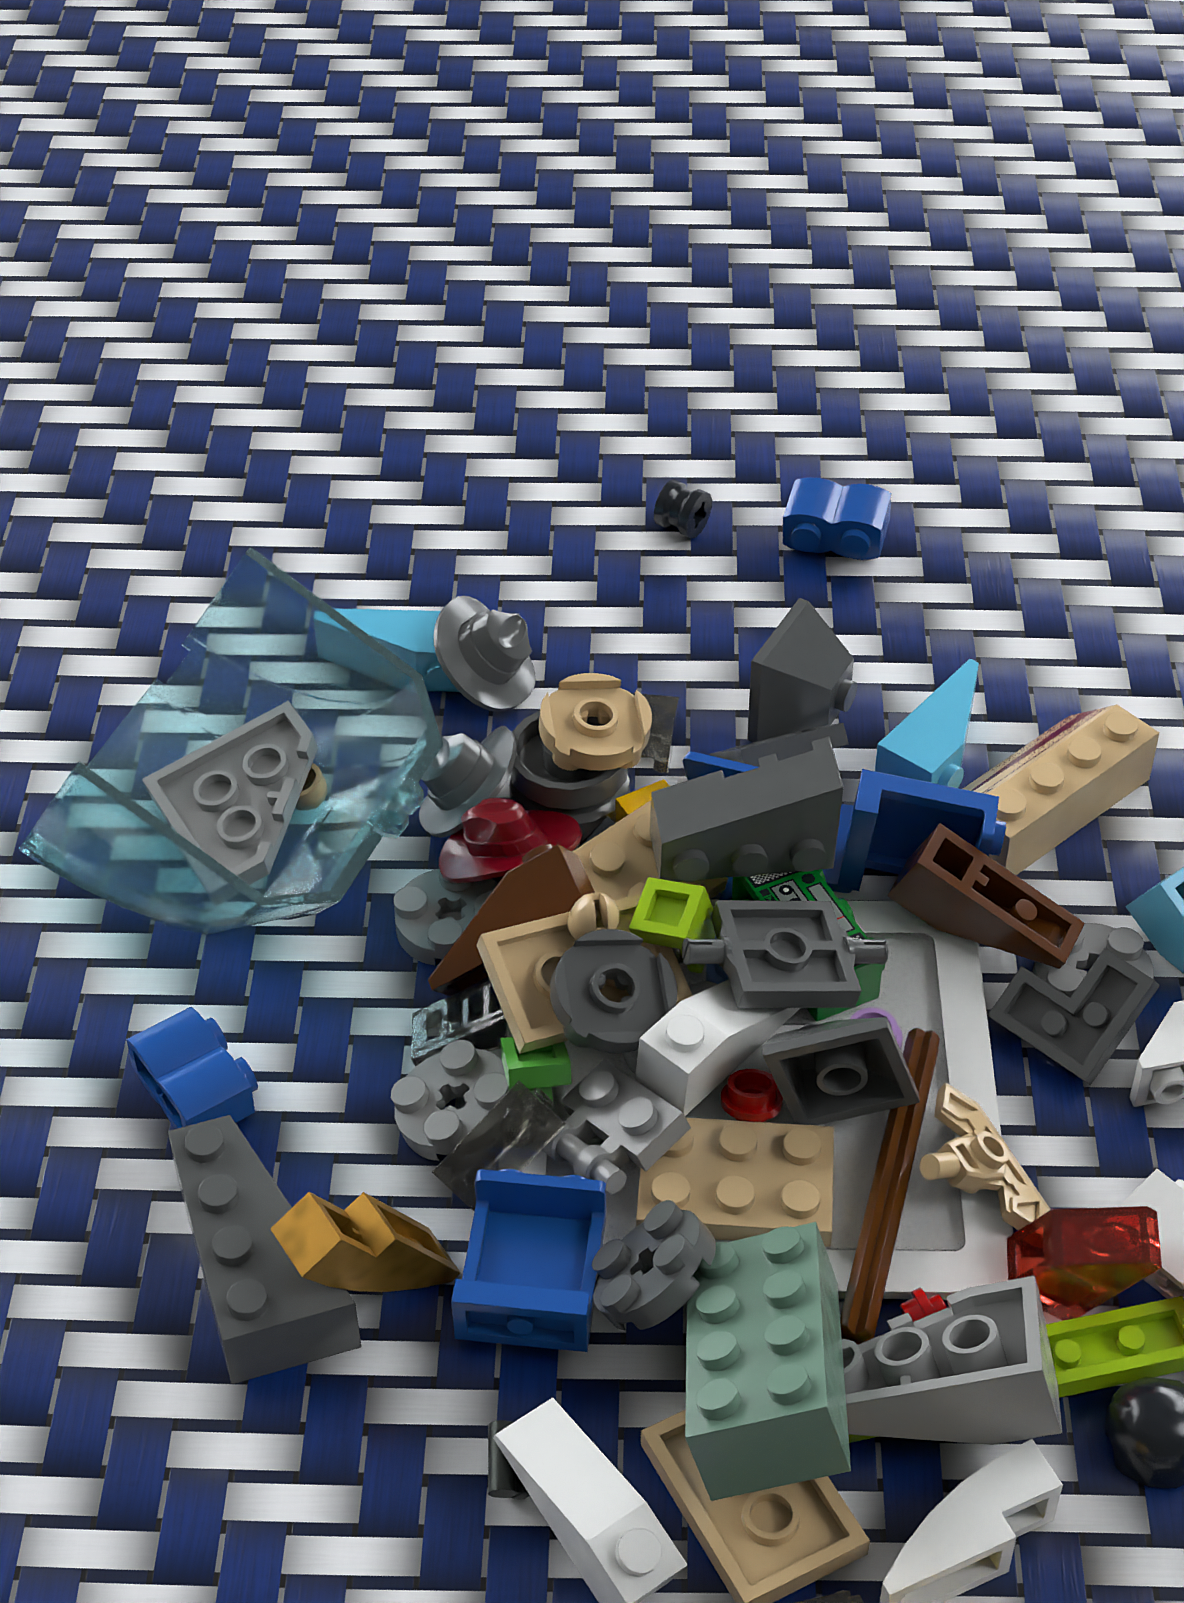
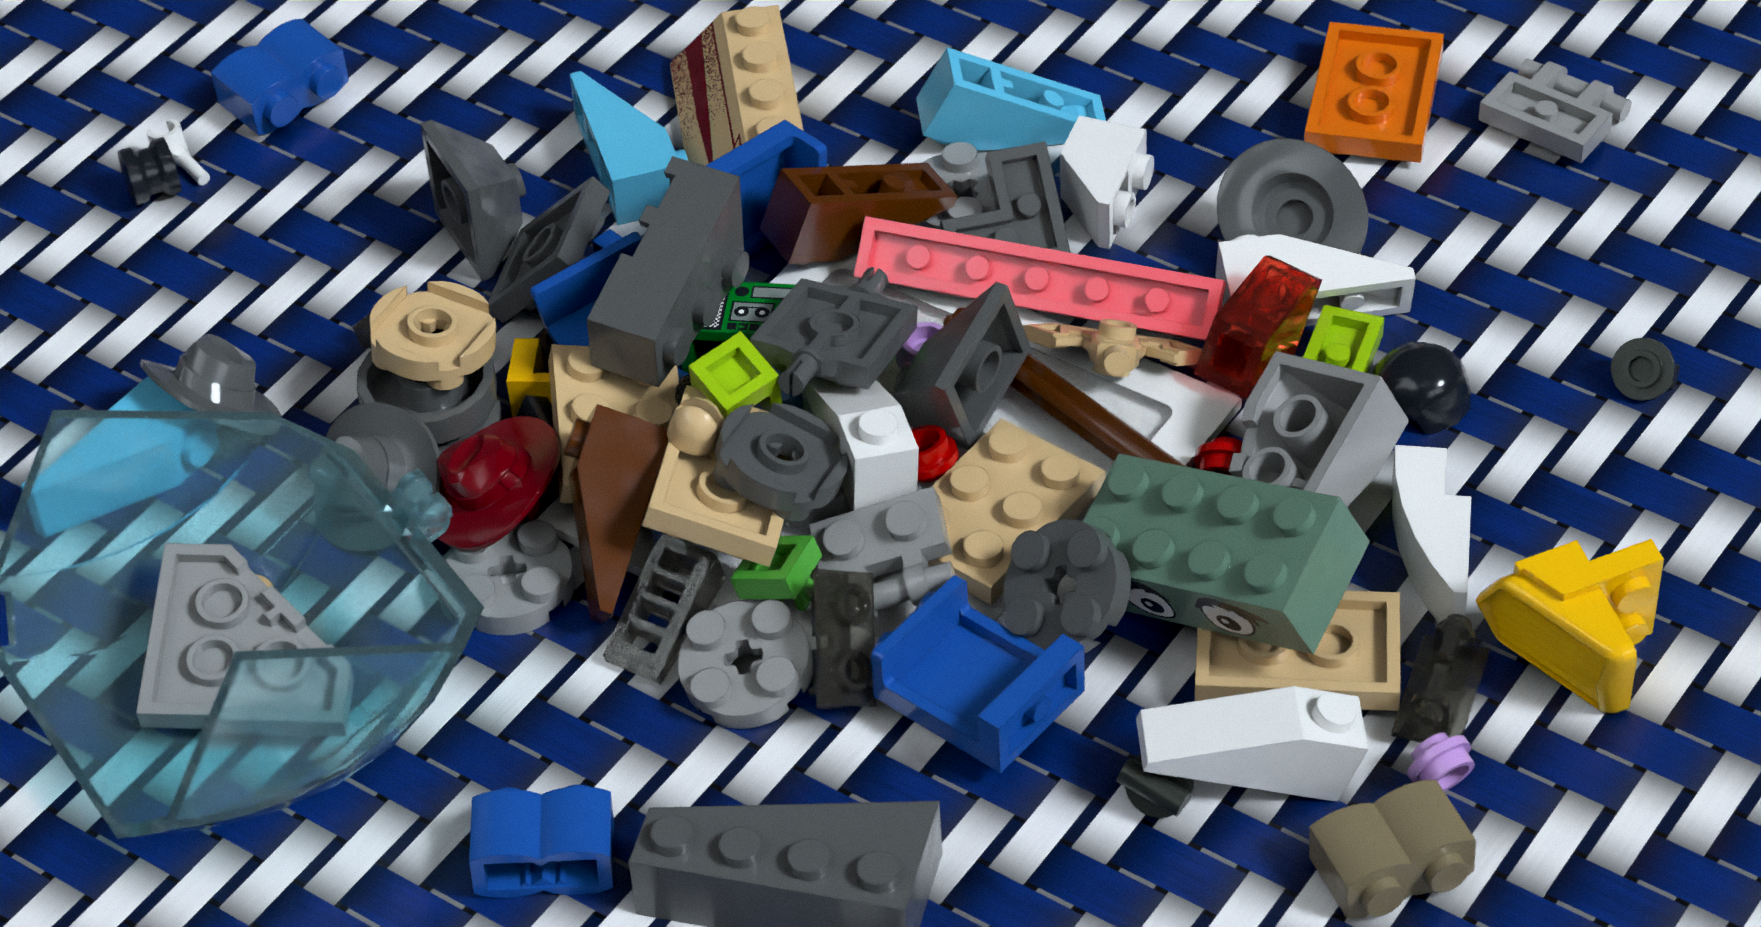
camera: 55 degrees left, 0 degrees up
(362, 1246) = (884, 764): pearl gold slope -> none
(725, 510) = (179, 151): none -> white hand
(1015, 1068) = (1041, 278): none -> coral plate

